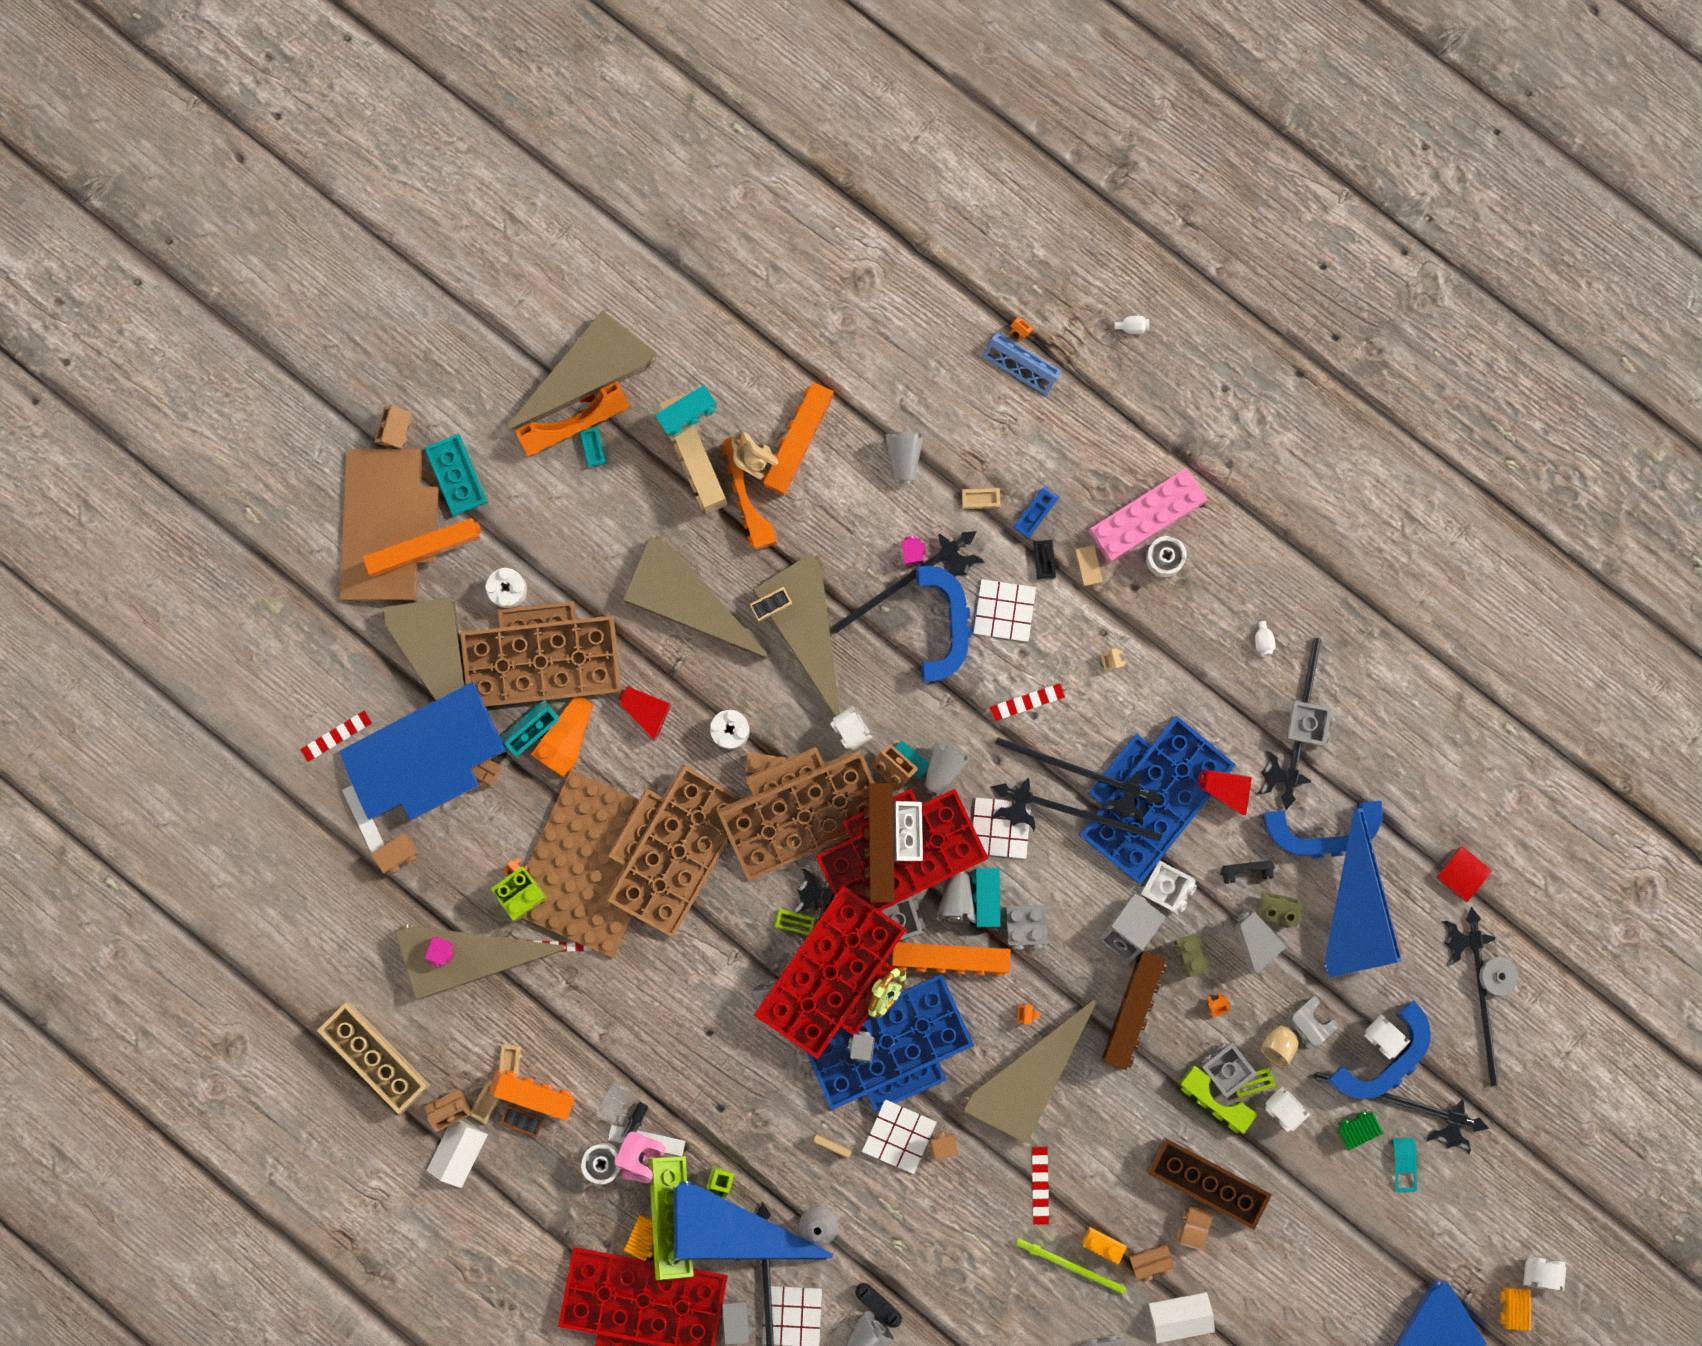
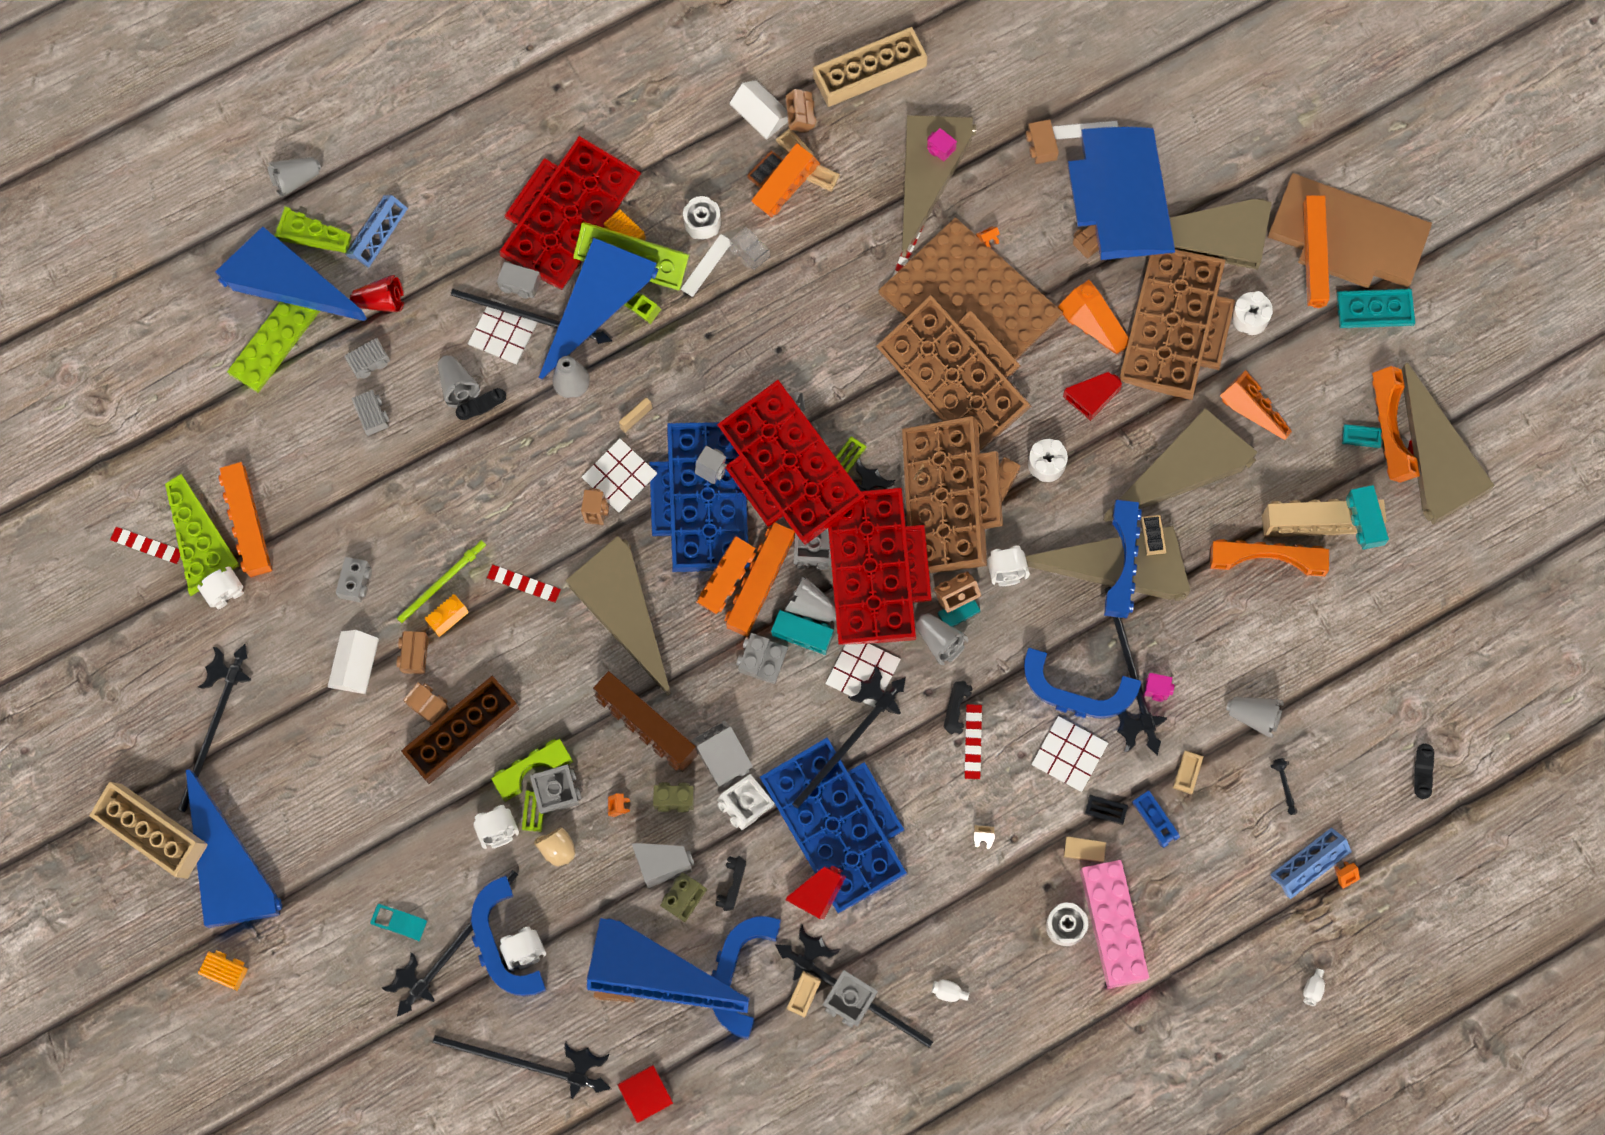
camera: 110 degrees right, 10 degrees down
(336, 736) = (1167, 131): sticker -> none
(393, 427) = (1439, 266): medium nougat brick -> none
(519, 893) = (966, 227): lime slope -> none
(530, 728) = (1114, 289): teal brick -> none
(599, 561) = (1245, 398): none -> orange wedge
(634, 1152) = (697, 242): bright pink piece -> none
(636, 1119) = (726, 259): black axle -> none
(750, 456) = (1301, 566): tan piece -> none
(768, 633) = (1125, 522): none -> blue arch
(798, 438) = (1306, 621): orange brick -> none
(880, 842) = (890, 543): reddish brown brick -> none
(887, 992) = (750, 504): piece -> none
(899, 291) = (1424, 771): none -> black piece
(907, 831) = (892, 574): white slope -> none
(943, 418) = (1280, 765): none -> black piece
(965, 991) = (725, 575): none -> orange wedge
(1013, 728) = (957, 695): none -> black piece
(1026, 1014) = (681, 627): orange tile -> none
(1124, 806) = (852, 799): black piece -> none
(1306, 1027) = (563, 877): light grey piece -> none
(1320, 766) = (804, 994): none -> tan tile
(1359, 1129) = (448, 890): green brick -> none
(1490, 976) = (543, 1080): light grey plate -> none
(1544, 1275) = (240, 1008): white brick -> none

